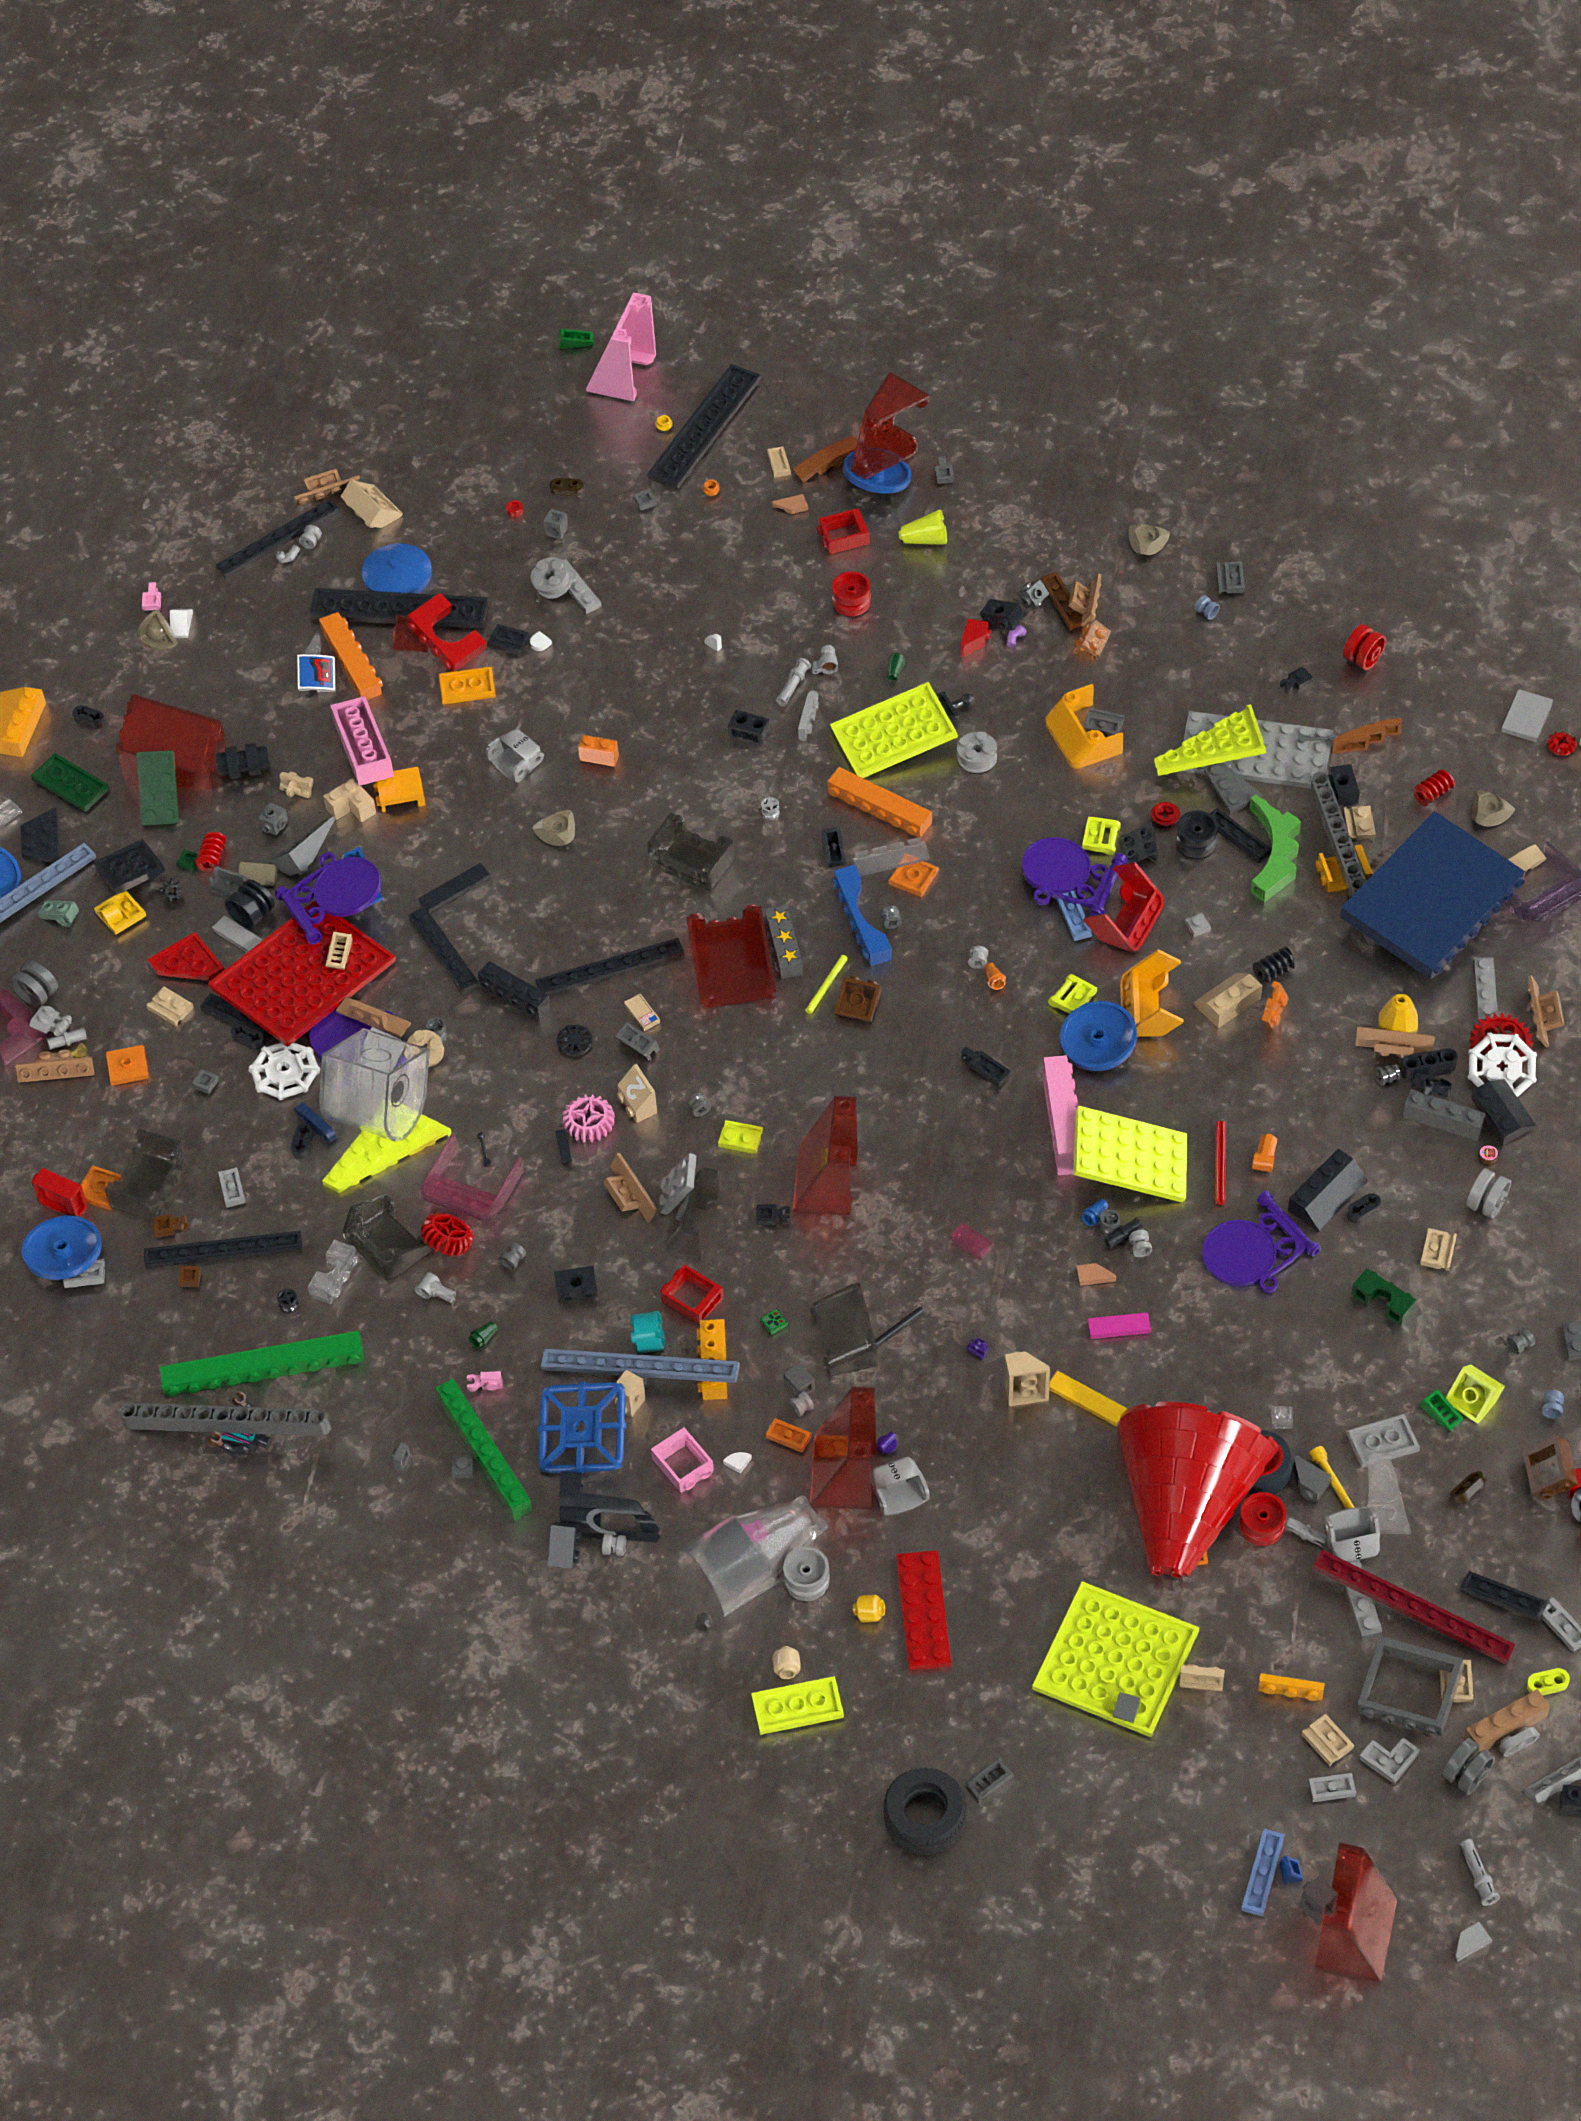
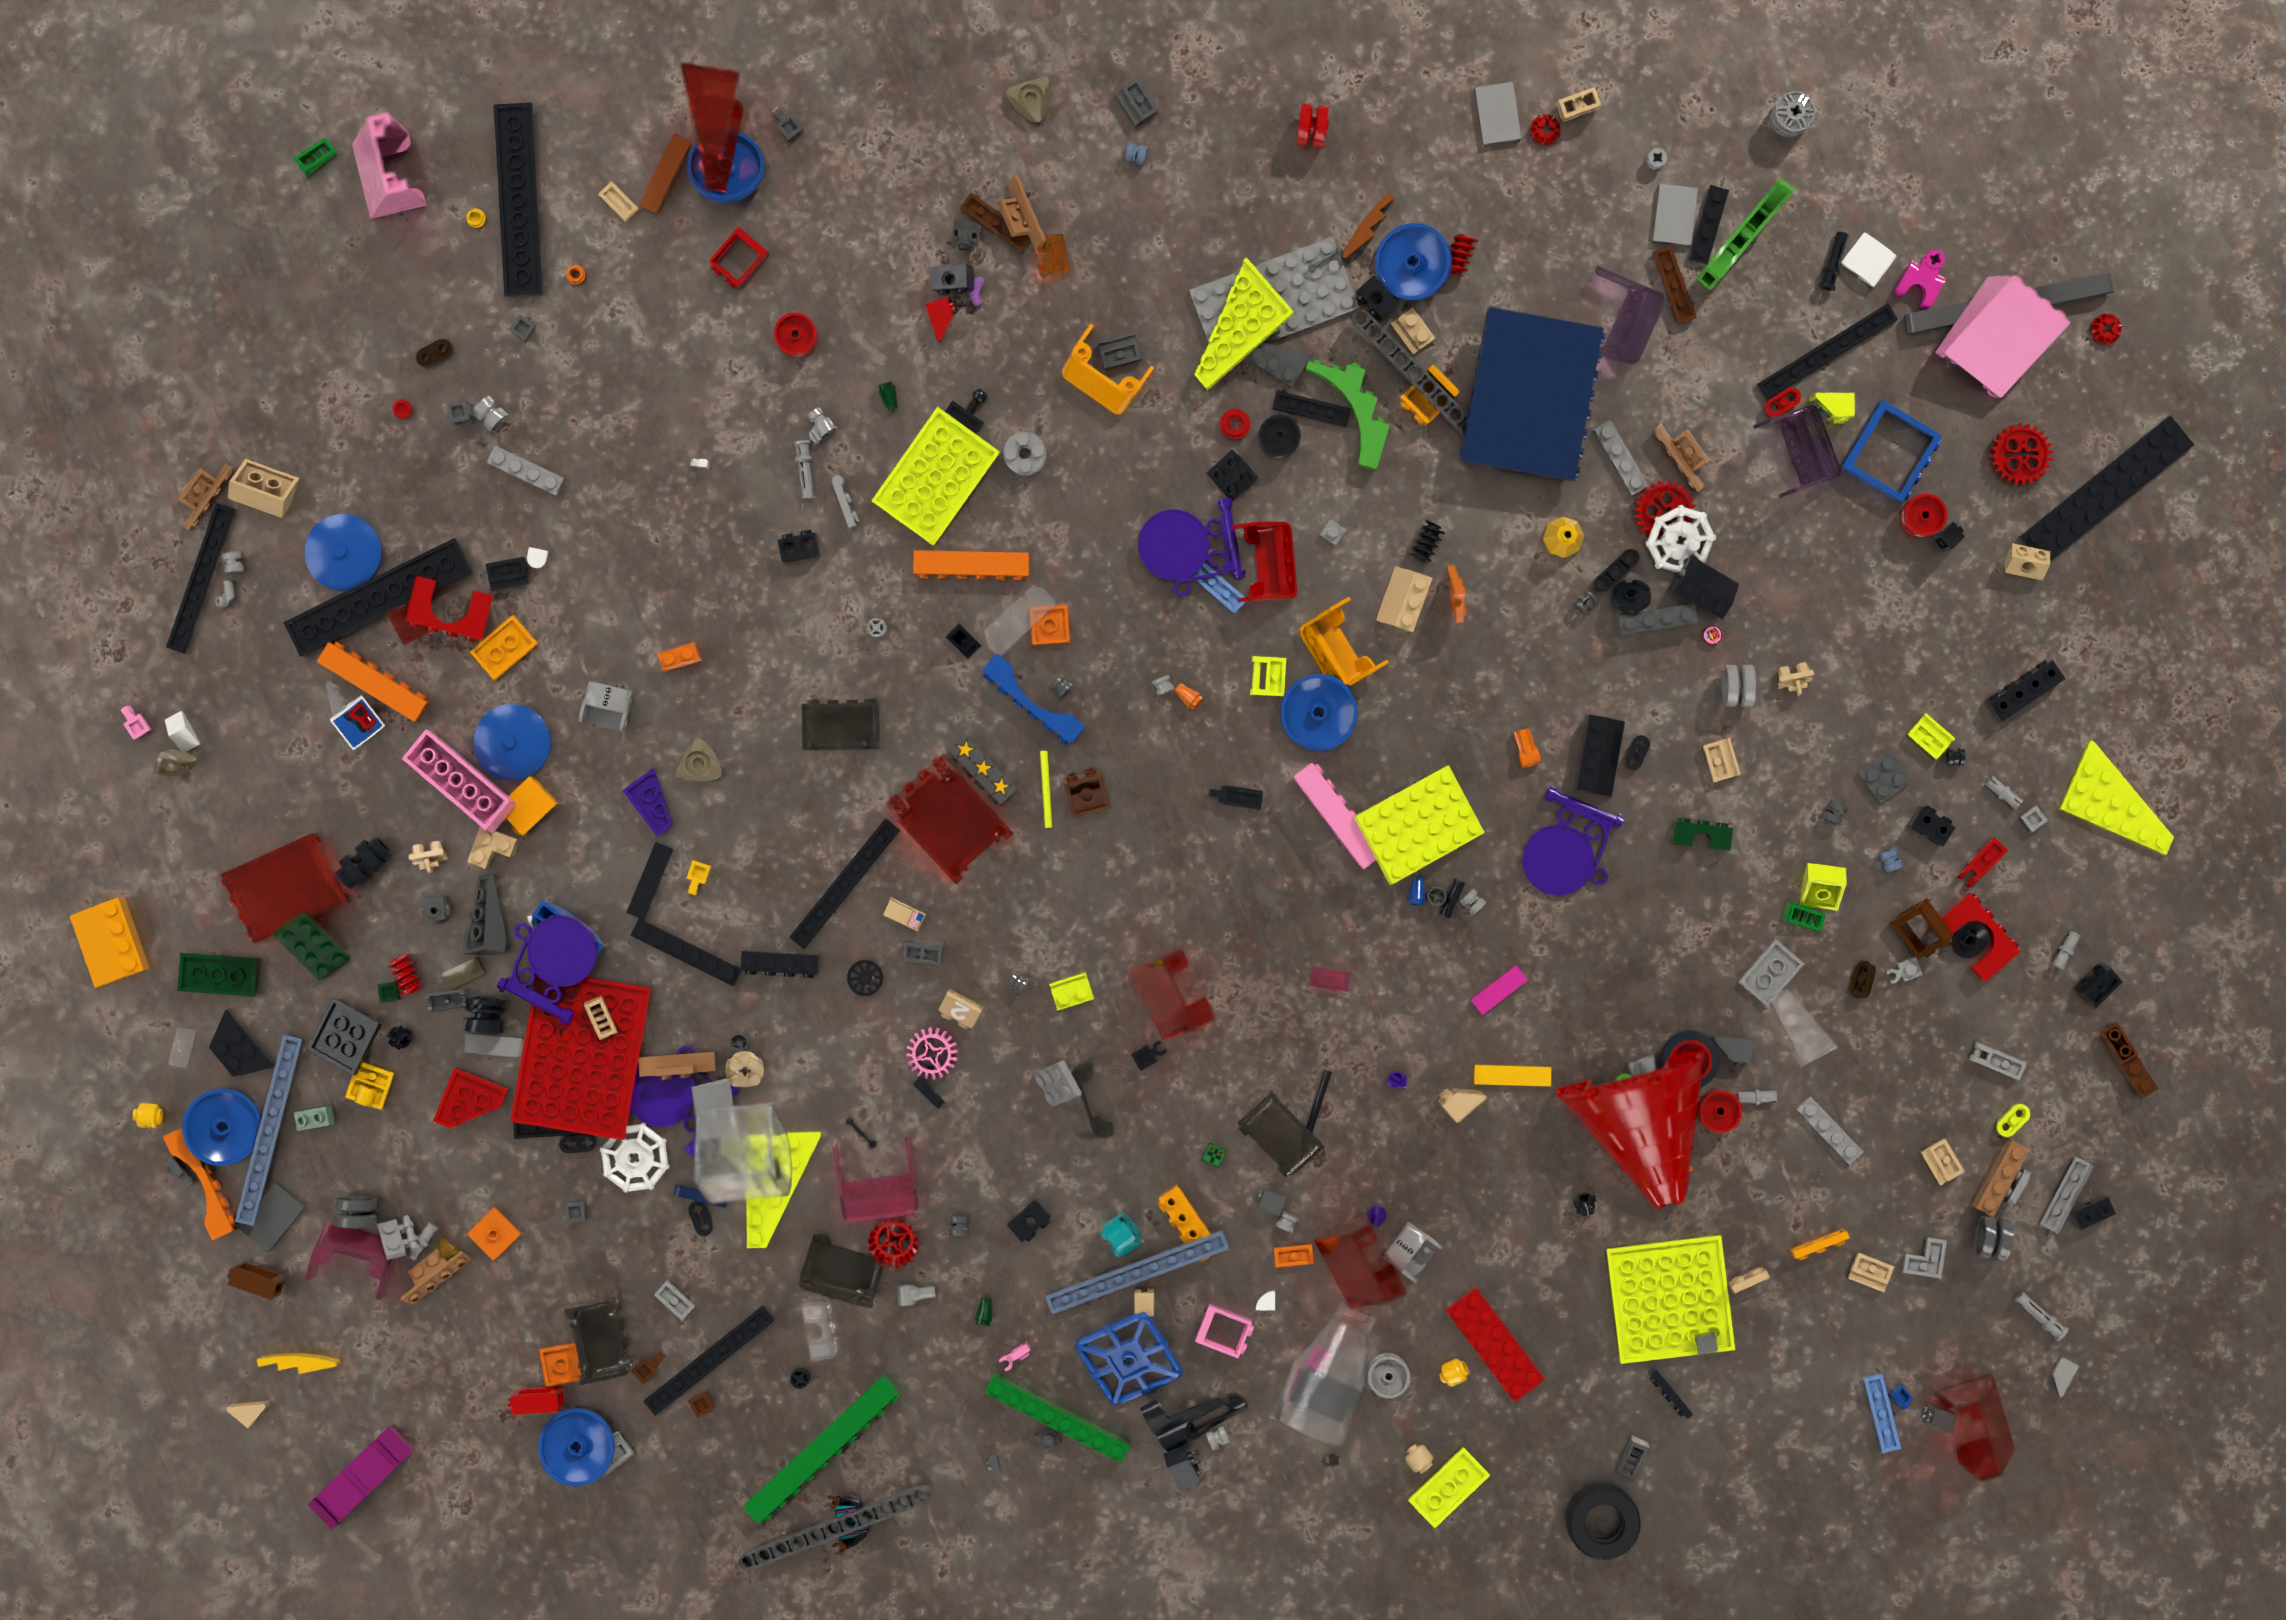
camera: 30 degrees left, 35 degrees up
(88, 716) = (178, 895): black beam -> none
(169, 1006) = (486, 1152): tan plate -> none
(423, 744) = (512, 742): none -> blue dish
(495, 900) = (698, 874): none -> yellow plate
(497, 835) = (649, 802): none -> dark purple wing
(551, 577) = (489, 484): light grey wheel -> none
(577, 536) = (488, 411): none -> light grey wheel
(627, 1189) = (1012, 1105): medium nougat bracket -> none
(708, 1303) = (1109, 1180): red window -> none
(792, 504) = (666, 249): nougat tile -> none
(925, 530) = (817, 214): neon yellow cone -> none
(1062, 1739) = (1669, 1394): none -> black plate
(1086, 1533) = (1585, 1204): none -> black gear
(1094, 835) = (1185, 485): neon yellow plate -> none
(1094, 1274) = (1449, 952): nougat tile -> none
(1220, 1162) = (1492, 777): red axle -> none
(1282, 1417) = (1679, 998): clear tile -> none
(1298, 679) = (1267, 190): black plate -> none
(1319, 1456) = (1730, 1020): yellow piece -> none
(1332, 1787) = (1895, 1310): light grey plate -> none
(1353, 1533) = (1799, 1085): light grey piece -> none
(1390, 771) = (1413, 261): none -> blue dish
(1394, 1041) = (1575, 566): medium nougat bracket -> none
(1414, 1607) = (1878, 1119): dark red plate -> none
(1418, 1655) = (1909, 1162): dark grey window -> none
(1490, 809) = (1521, 249): dark tan hat -> none
(1503, 1596) = (1941, 1064): black tile -> none
(1516, 1504) = (1906, 969): none -> light grey plate
(1528, 858) = (1583, 292): tan slope -> none
(1545, 1220) = (1795, 681): none -> tan hips

